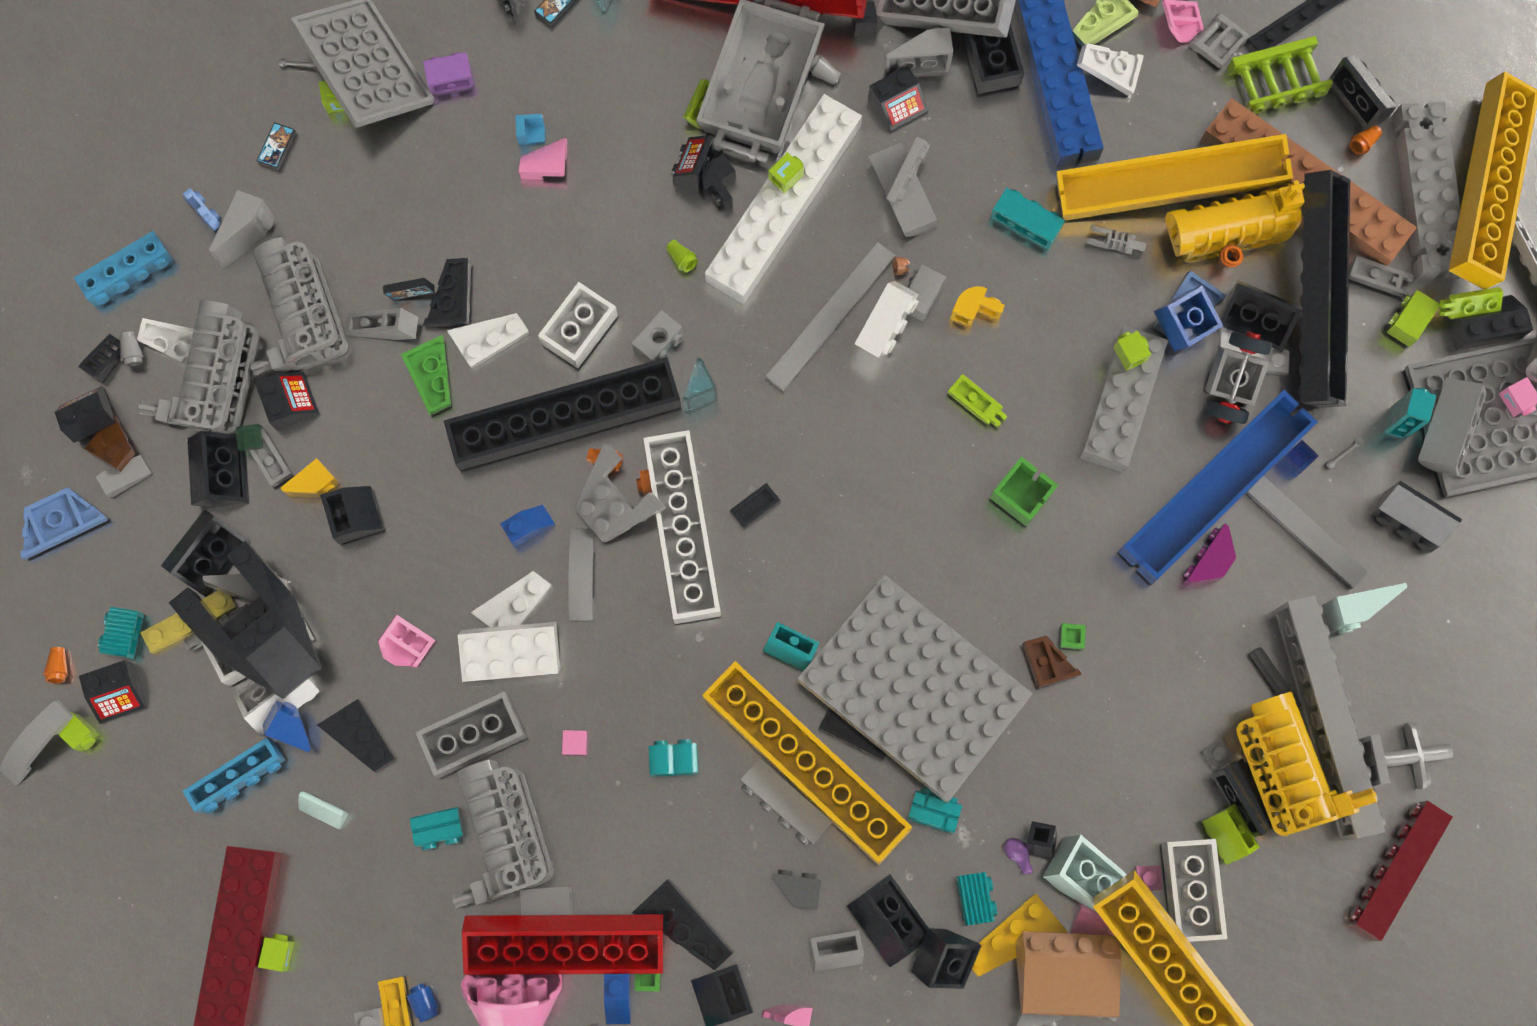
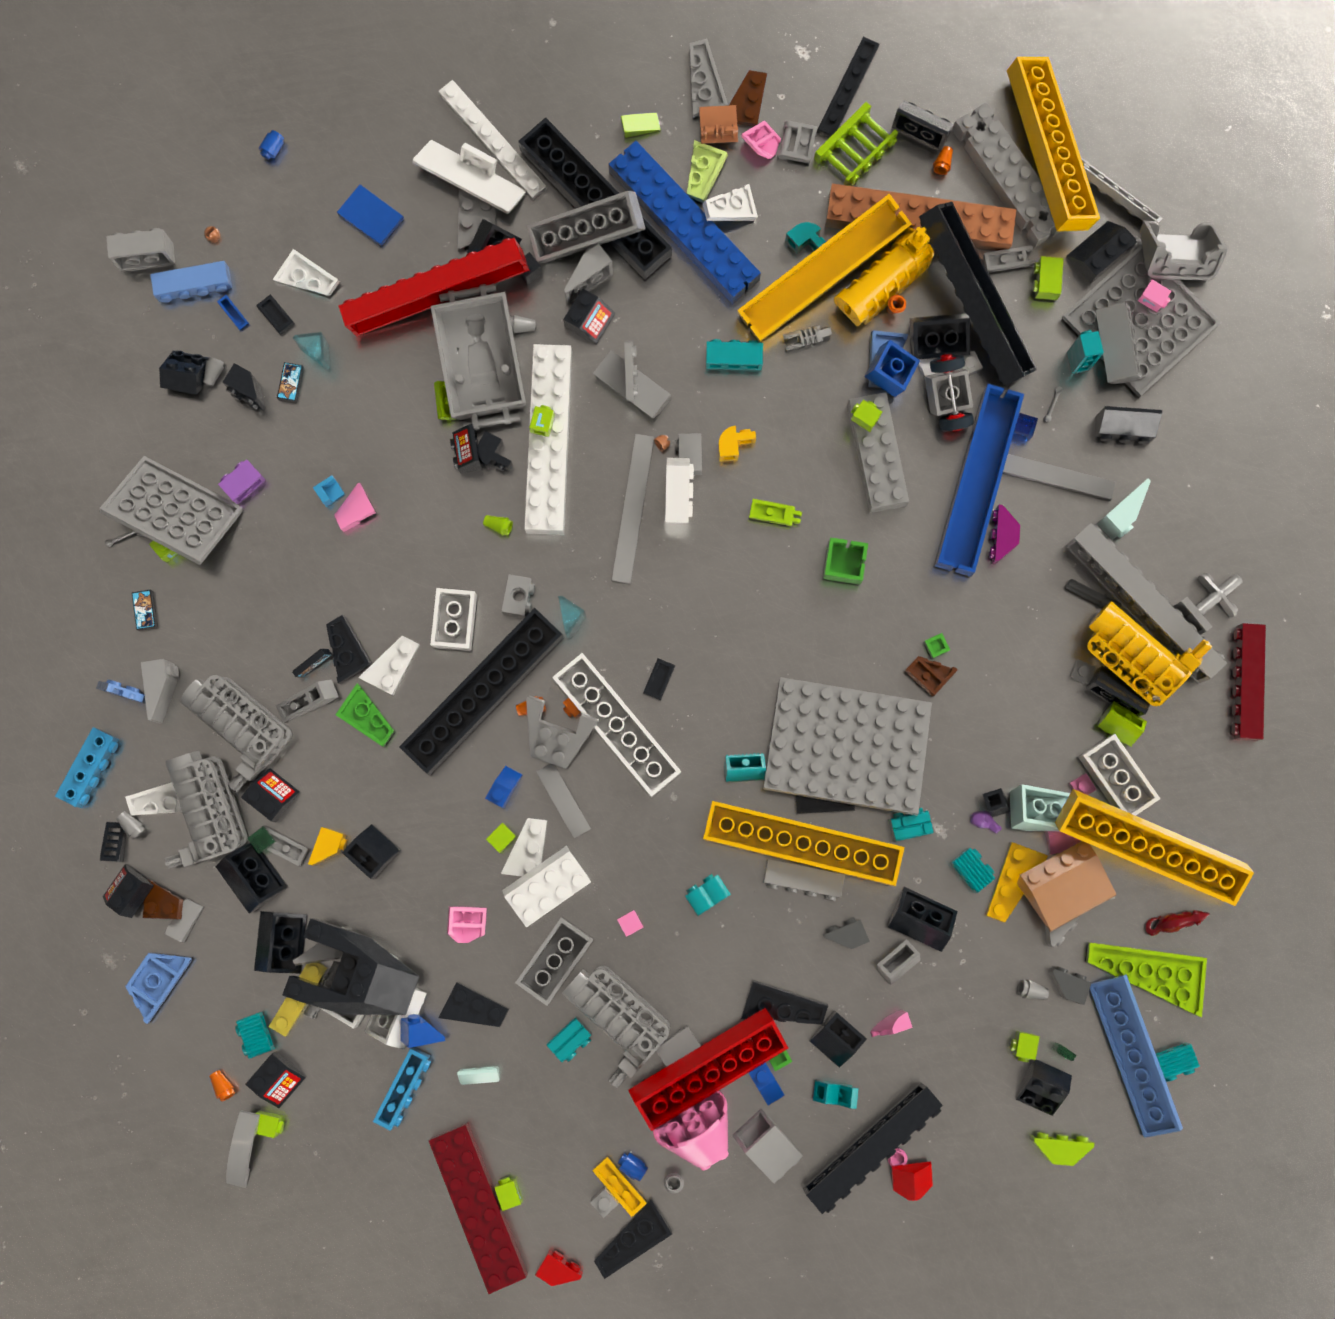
camera: 30 degrees left, 5 degrees up
(492, 575) = (501, 837): none -> lime panel
(945, 959) = (976, 924): black slope -> none
(1171, 136) = (803, 235): none -> teal brick
(1472, 303) = (1084, 245): lime hinge -> none

